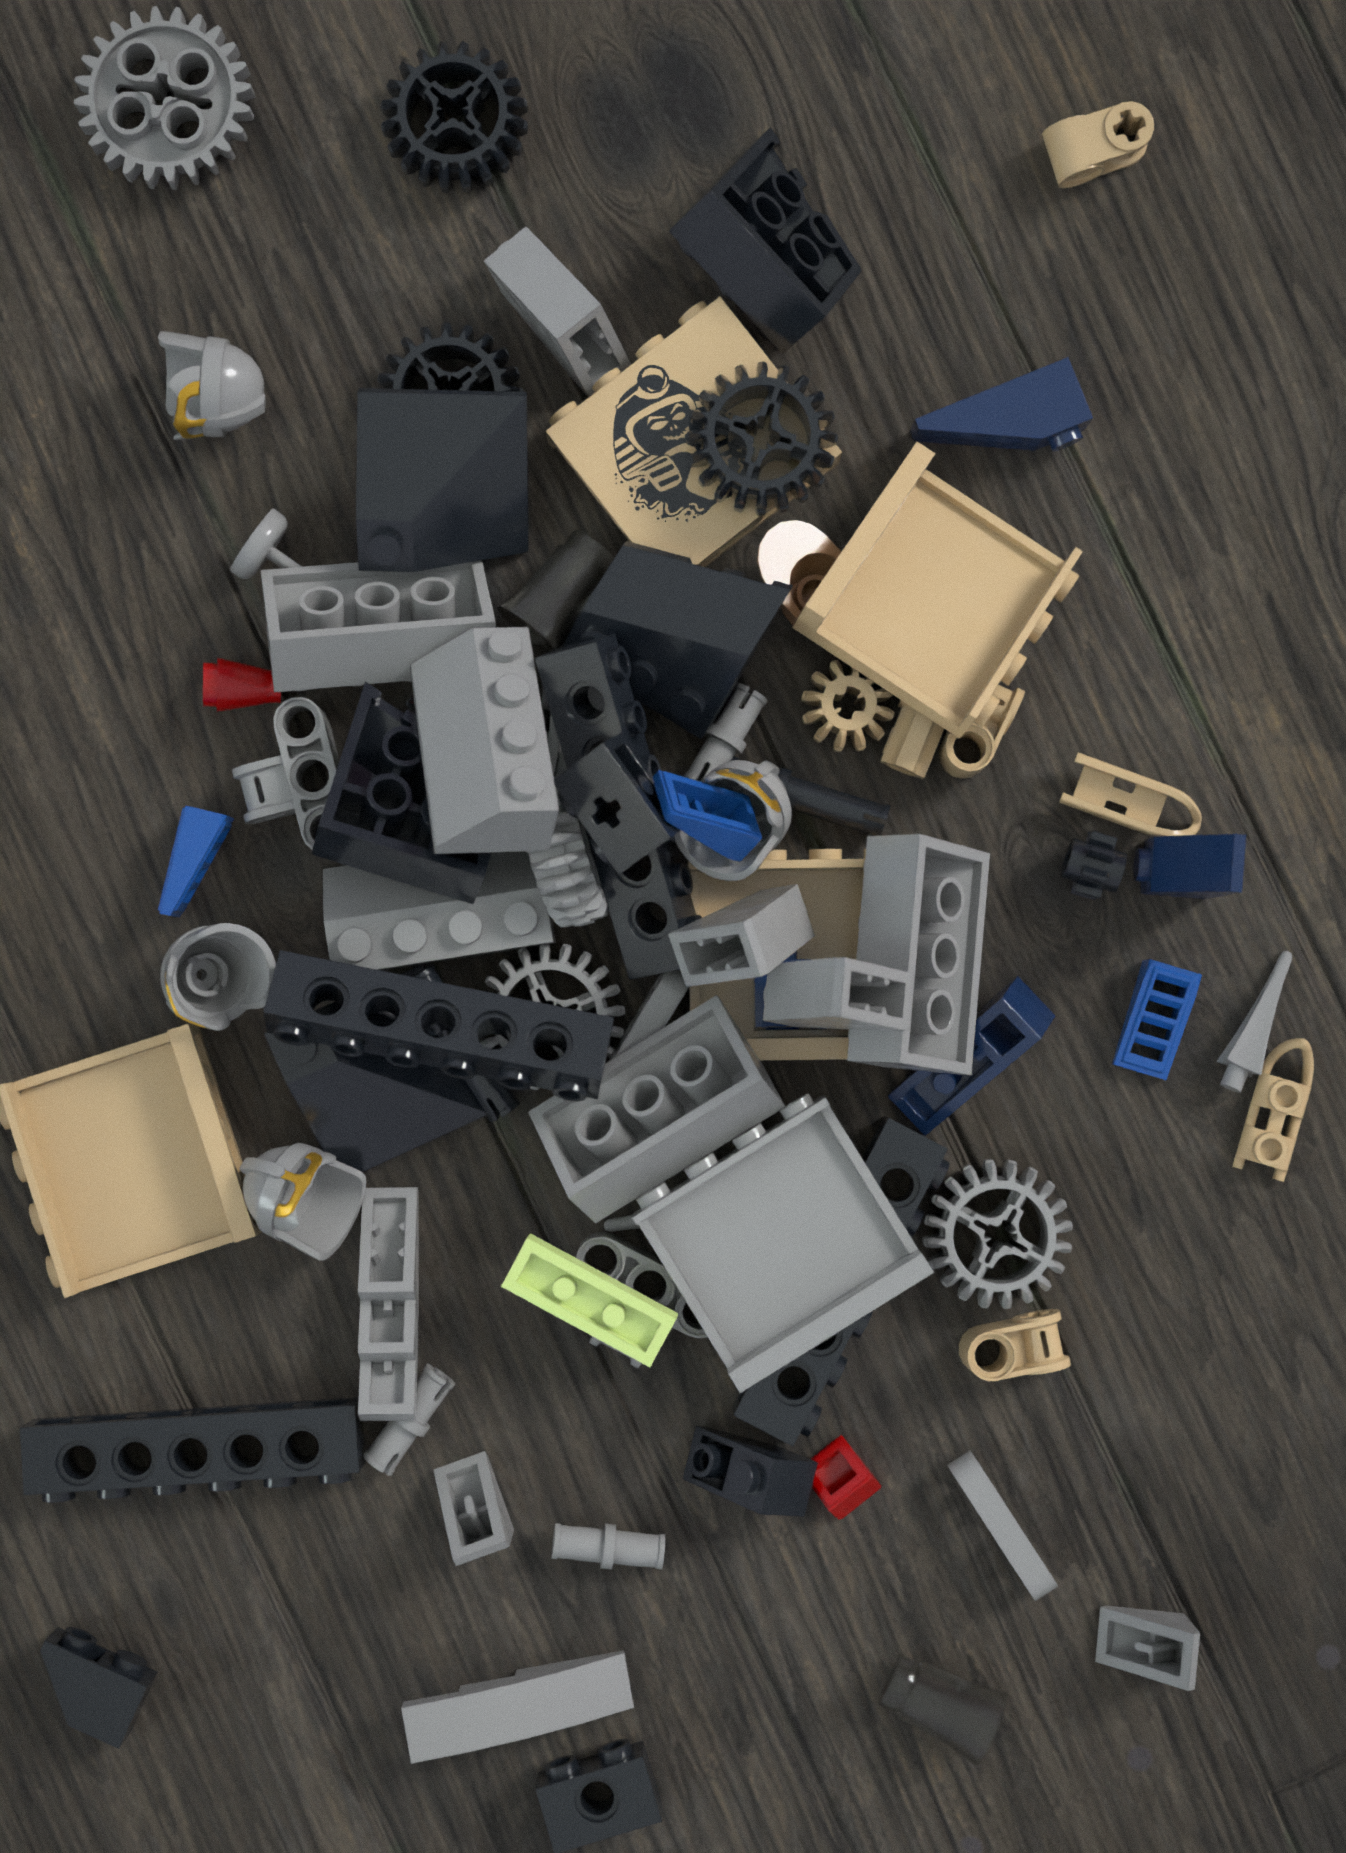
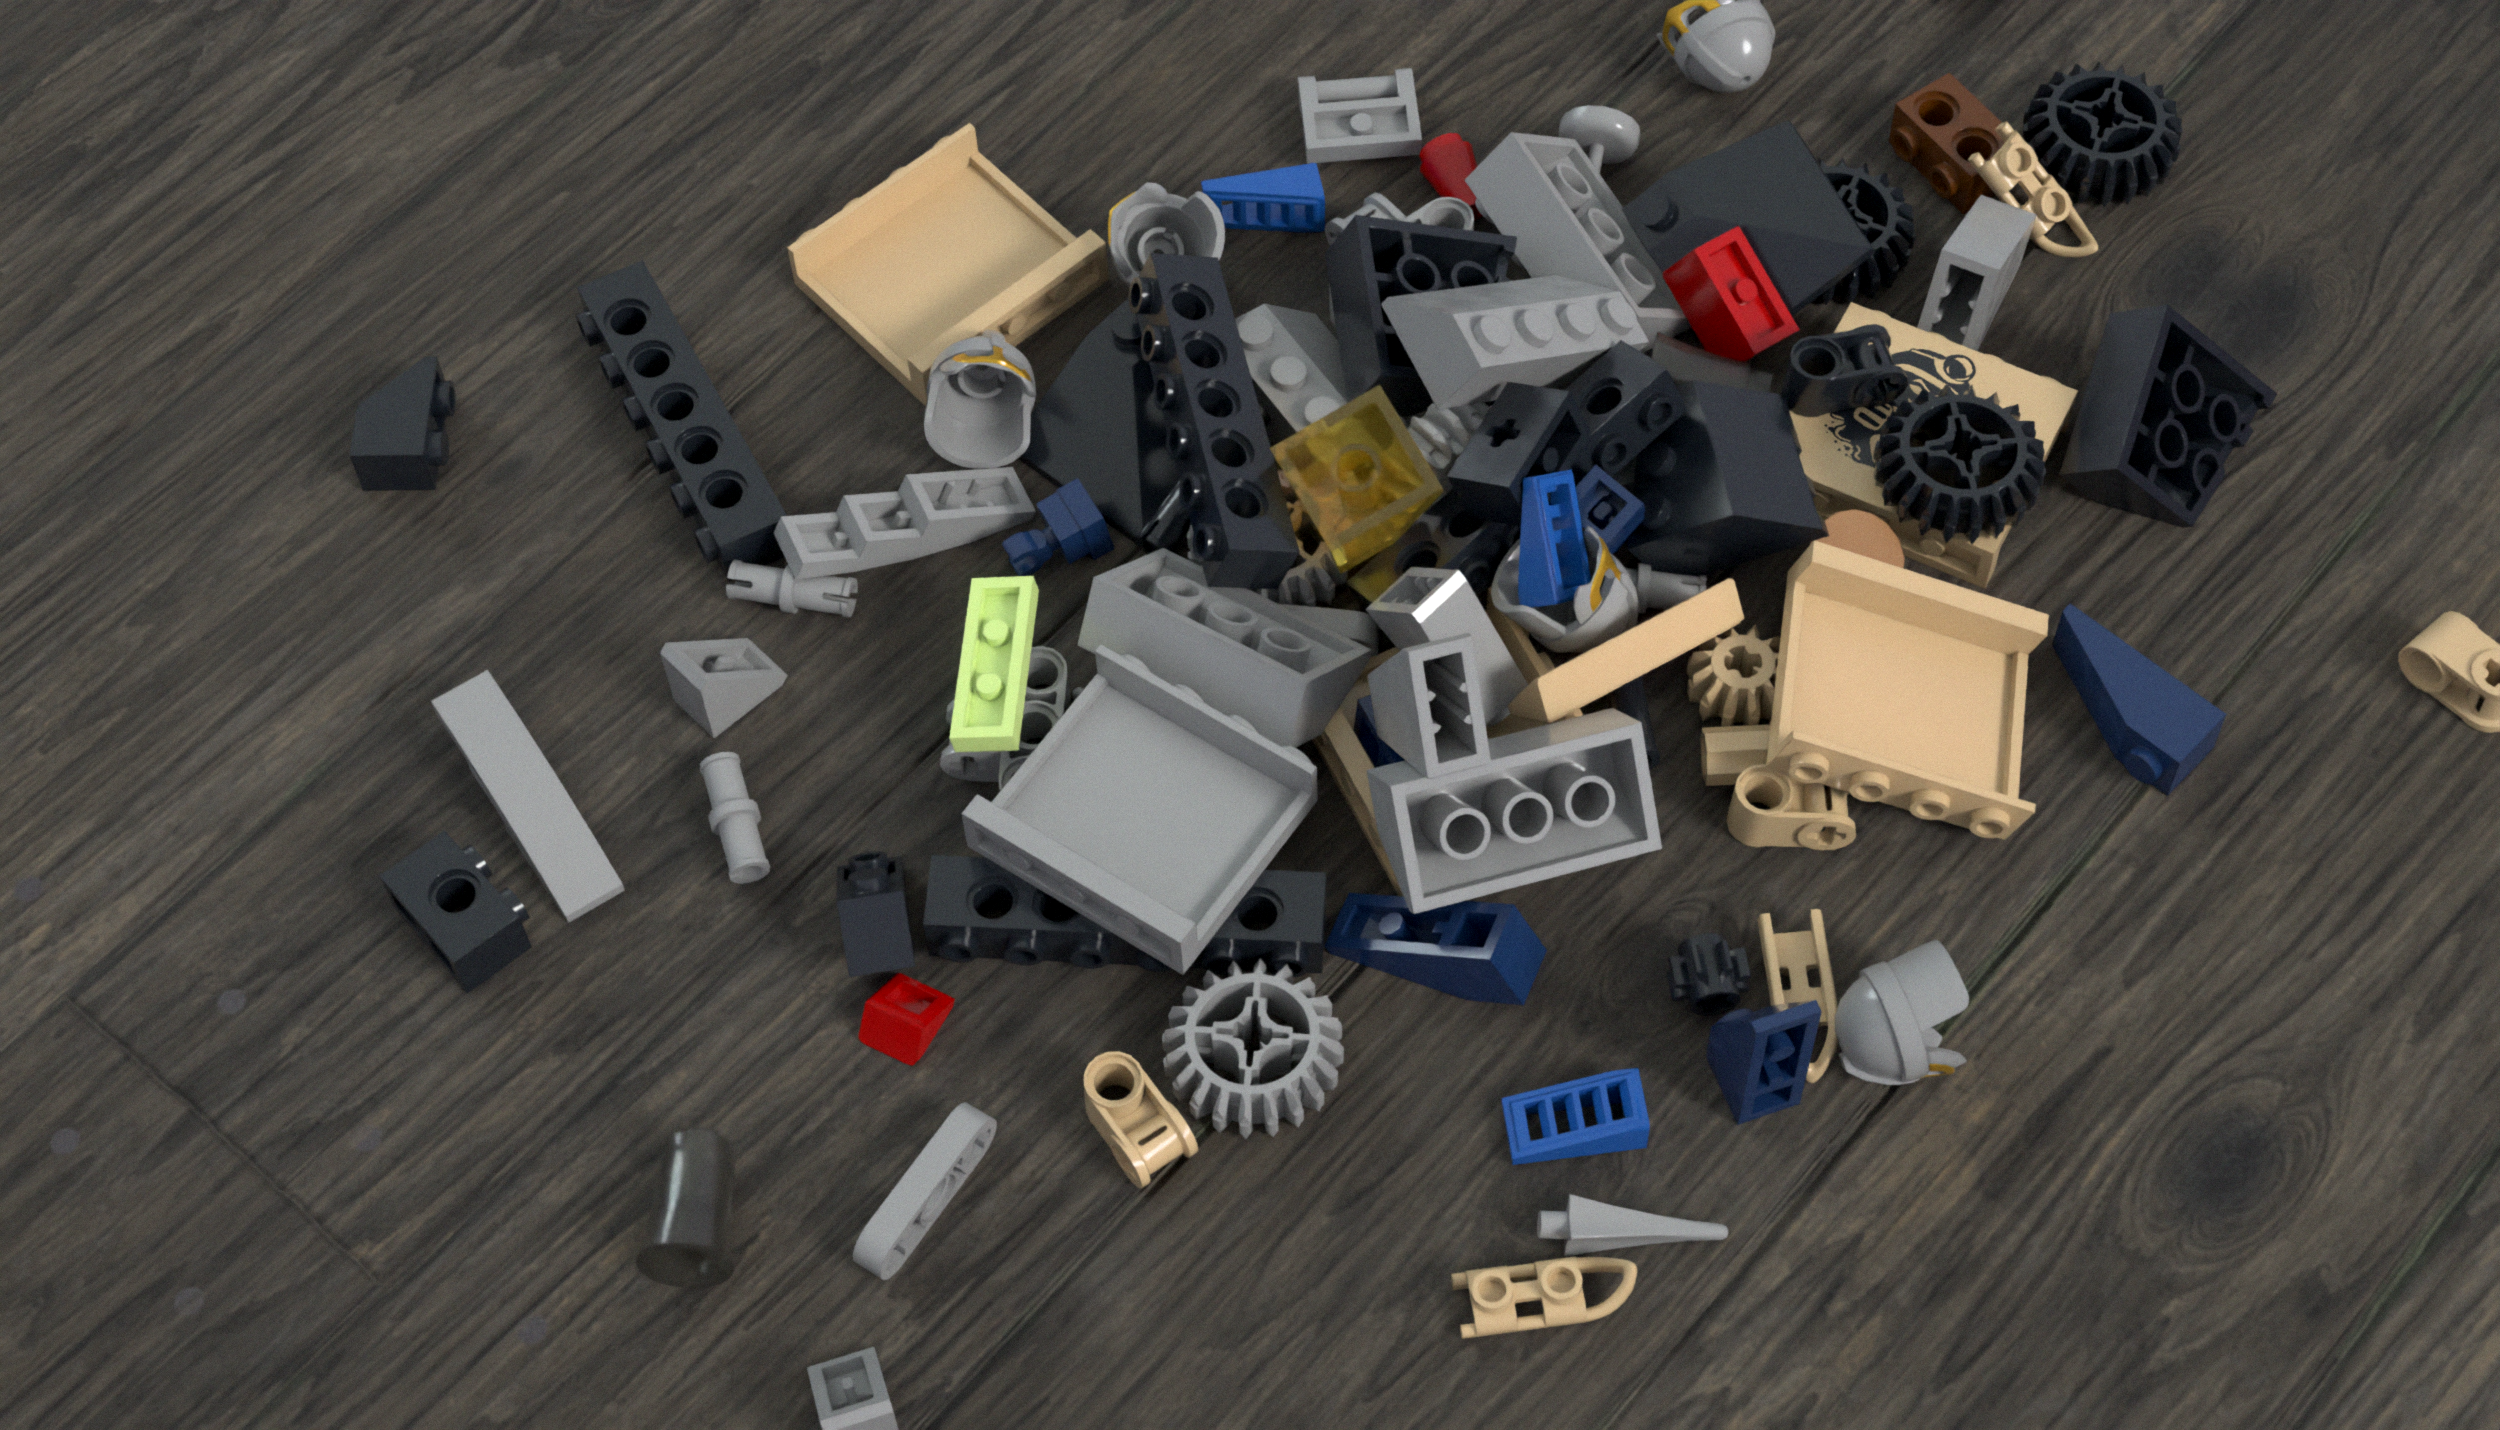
camera: 70 degrees right, 30 degrees down
(144, 740) = (1359, 117): none -> light grey plate
(405, 230) = (1938, 134): none -> reddish brown brick
(456, 1172) = (1071, 526): none -> dark blue piece
(501, 529) = (1730, 298): none -> red panel
(510, 206) = (2018, 164): none -> tan piece
(570, 943) = (1358, 477): none -> clear yellow slope
(627, 472) = (1840, 371): none -> black piece
(683, 749) = (1608, 508): none -> dark blue piece
(814, 795) = (1630, 654): none -> tan slope
(1204, 745) = (1890, 1014): none -> light grey helmet

